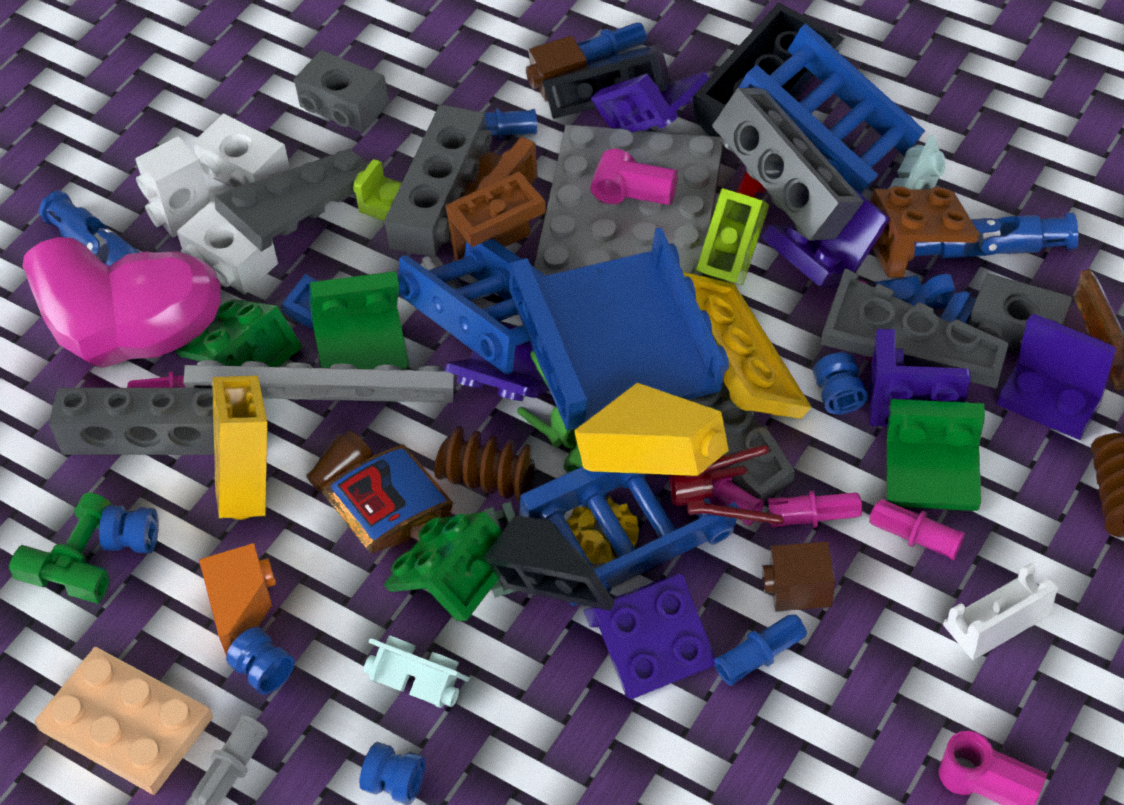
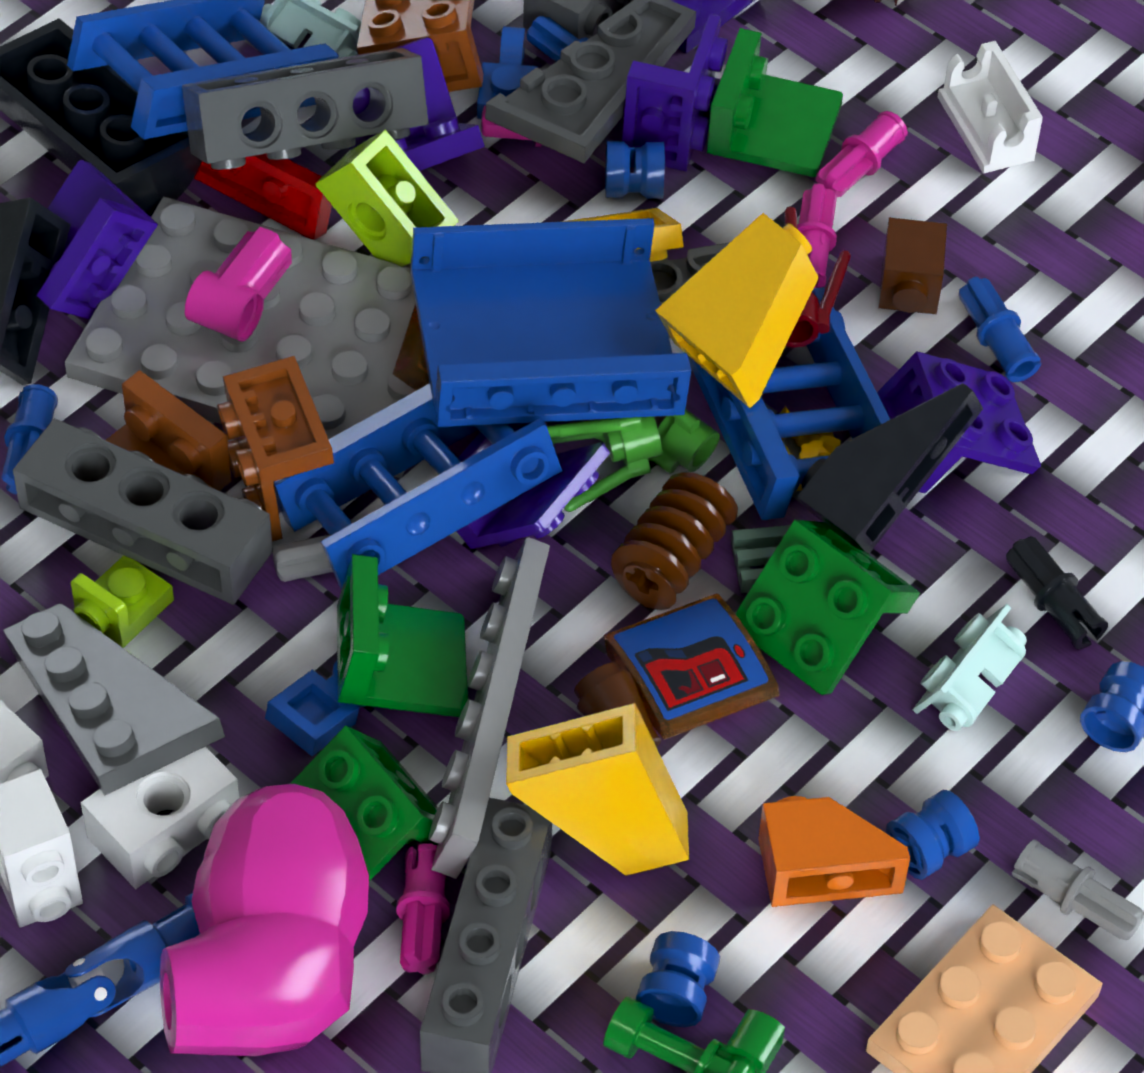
camera: 85 degrees left, 0 degrees up
(498, 719) = (1055, 591): none -> black axle

